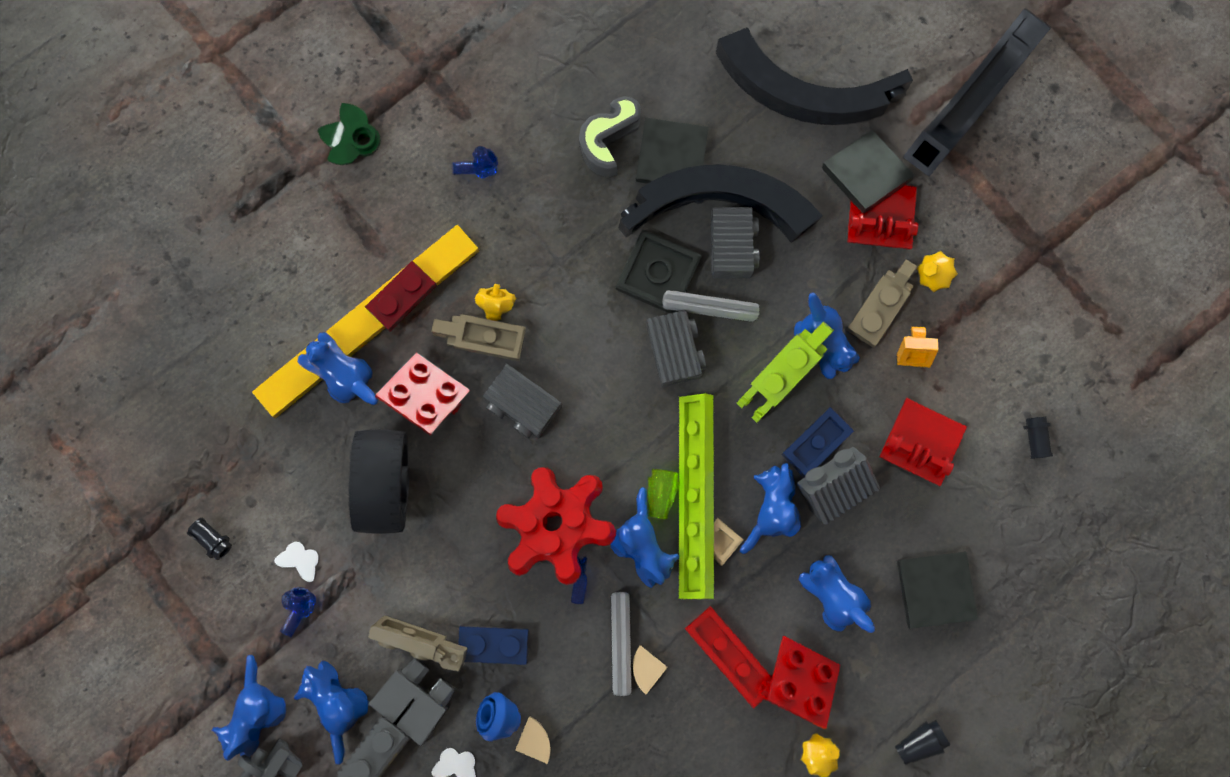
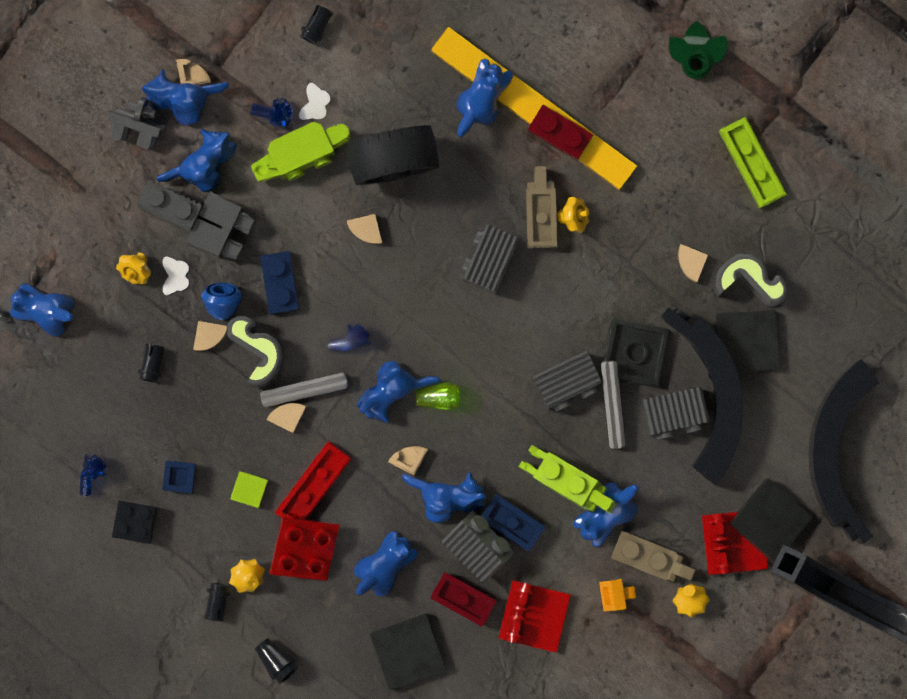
camera: 80 degrees right, 5 degrees up
(226, 695) = (192, 73): none -> tan tile
(348, 588) = (299, 151): none -> lime hinge
(419, 642) = (269, 220): dark tan hinge -> none
(423, 394) = (477, 173): hinge -> none
(455, 533) = (365, 229): none -> tan tile
(483, 107) = (752, 162): none -> lime tile
(483, 164) = (698, 175): clear blue plate -> none
(560, 680) = (260, 344): none -> animal
(563, 544) = (388, 329): red plate -> none
(574, 192) = (691, 262): none -> tan tile
(696, 497) = (442, 426): lime plate -> none
(721, 732) = (249, 489): none -> lime tile
(891, 515) = (463, 599): none -> dark red plate

